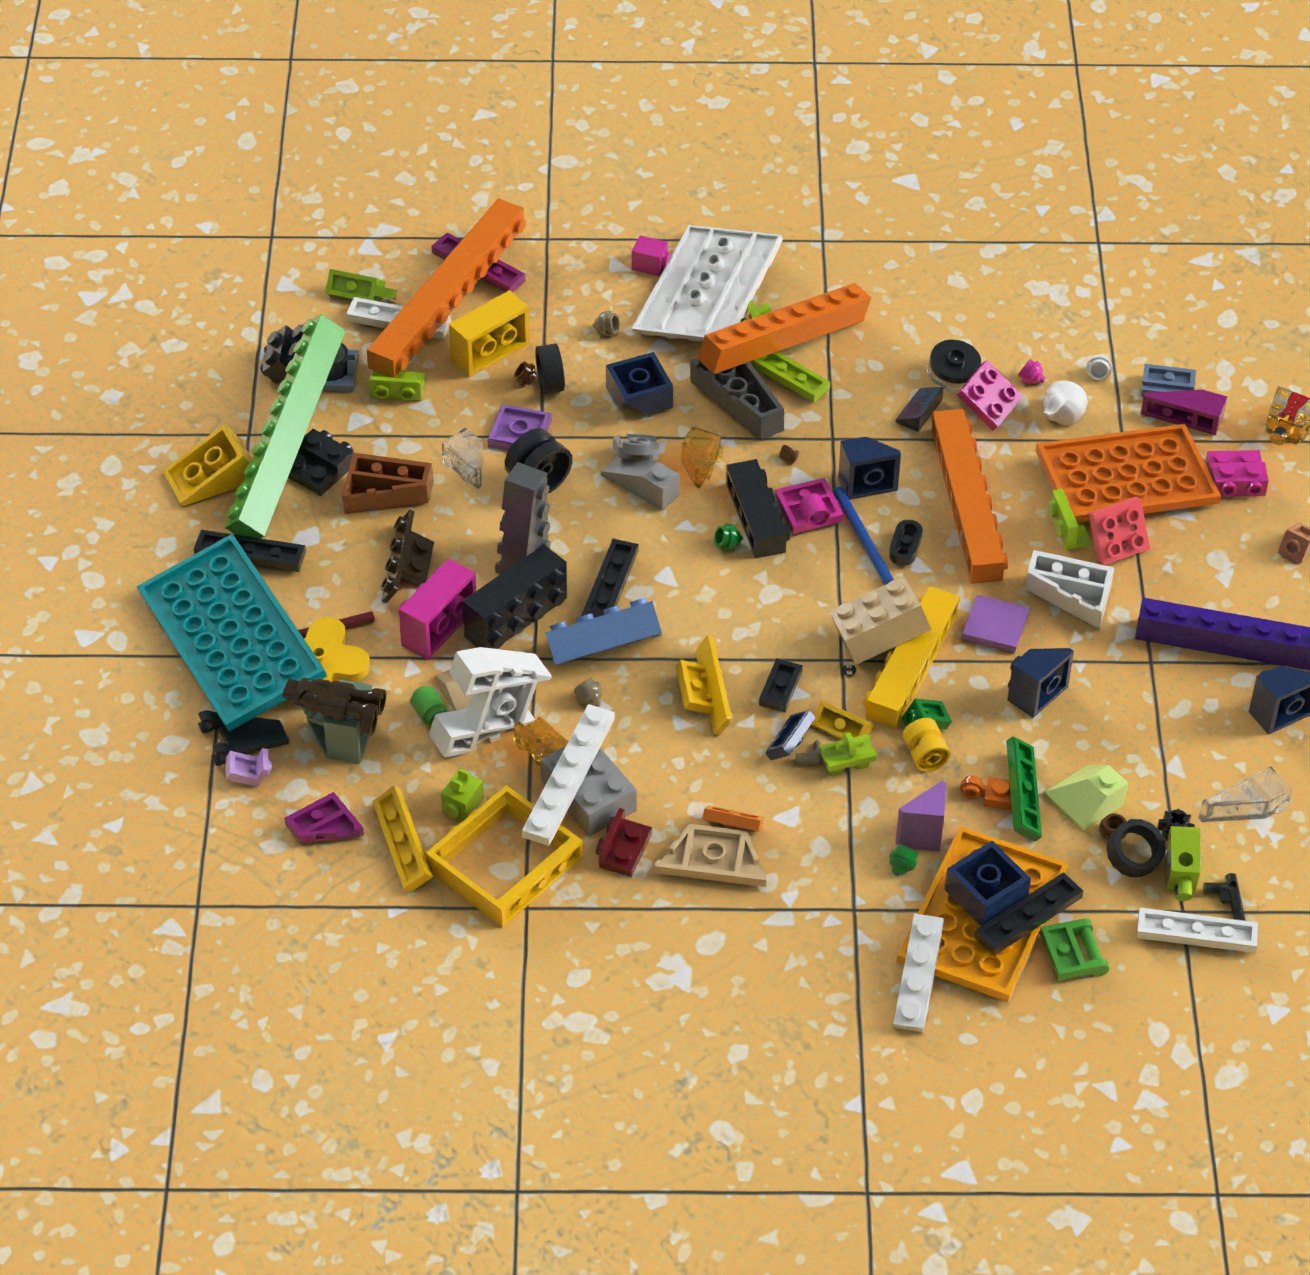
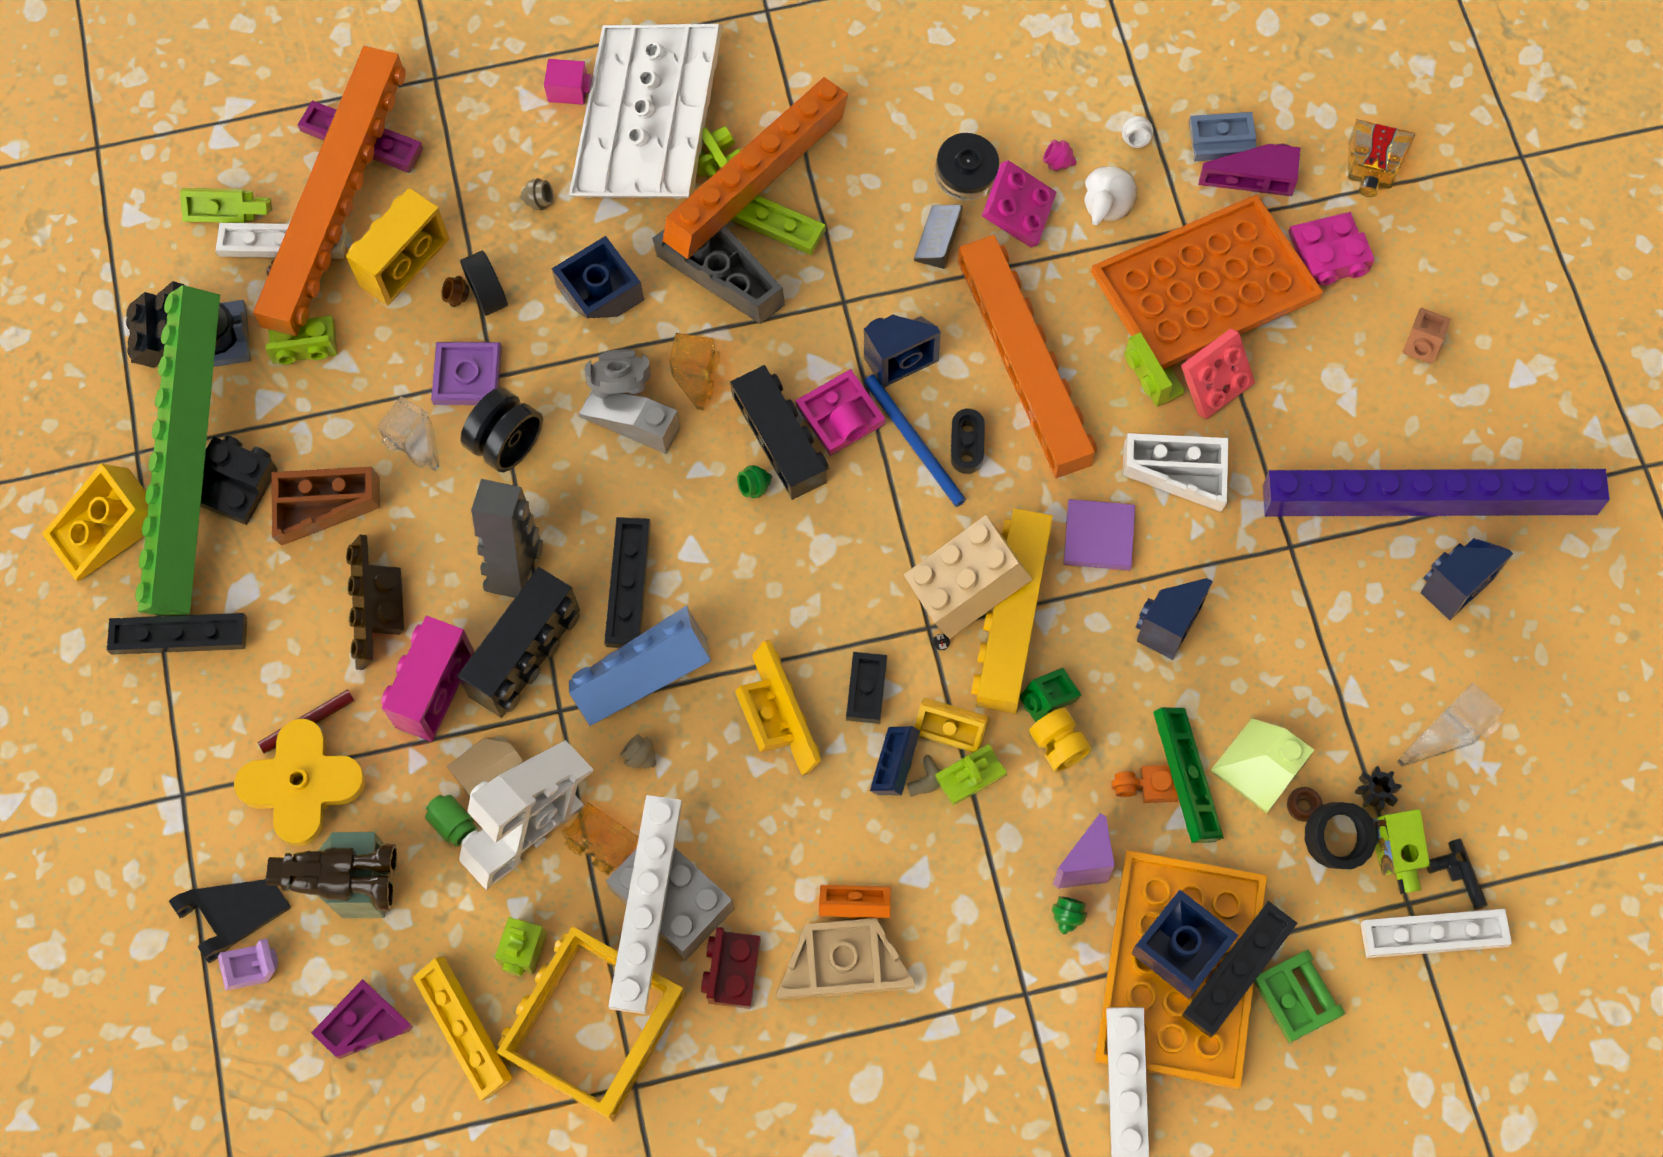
camera: 10 degrees left, 20 degrees up
(230, 631) = (181, 772): teal plate -> none
(789, 454) = (799, 339): reddish brown rock -> none

